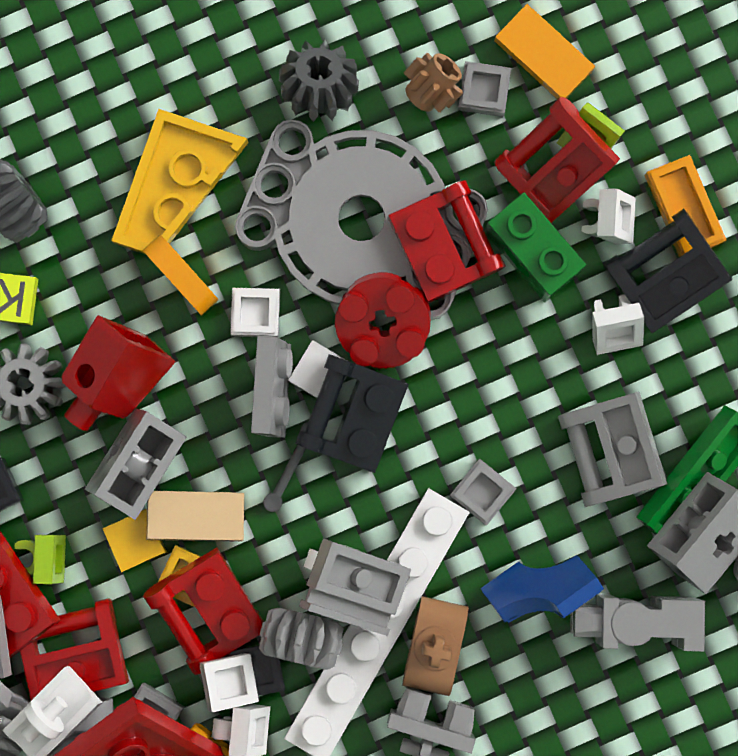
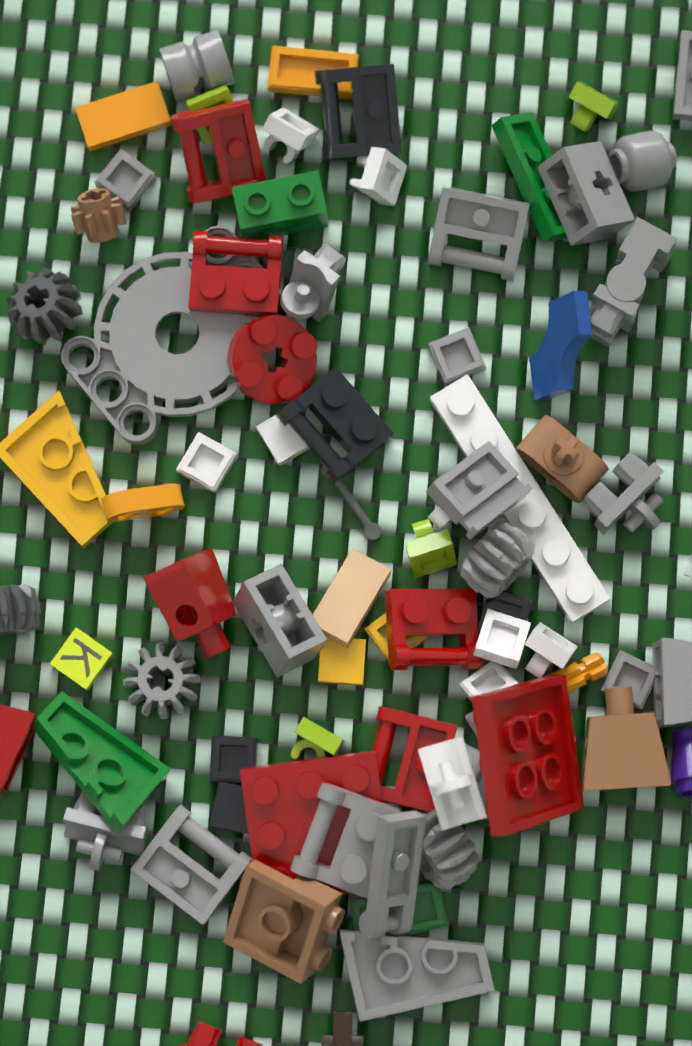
camera: 60 degrees left, 5 degrees down
(179, 695) = (487, 679): none -> white tile
(271, 387) = (295, 484): light grey plate -> none
(279, 567) = (429, 550): none -> lime tile
(472, 319) = (312, 284): none -> light grey hips
(628, 94) = (196, 65): none -> light grey wheel

